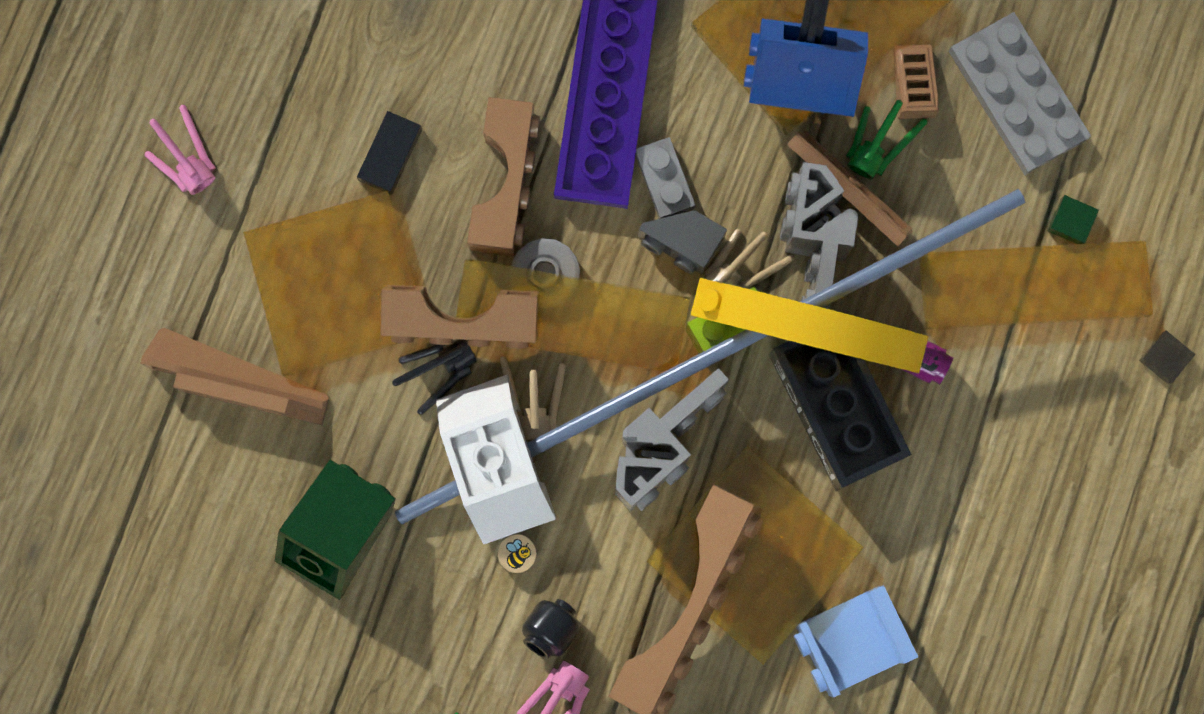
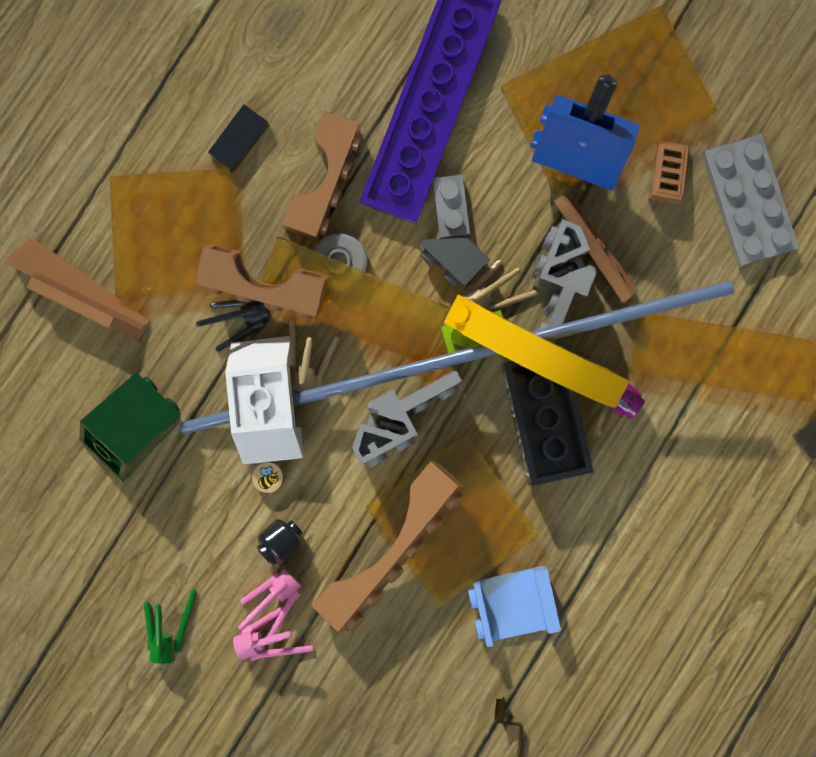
camera: 15 degrees right, 5 degrees up
(193, 173) = (79, 121): bright pink plant -> none
(867, 158) = (616, 226): green plant -> none
(1073, 220) = (767, 312): dark green tile -> none

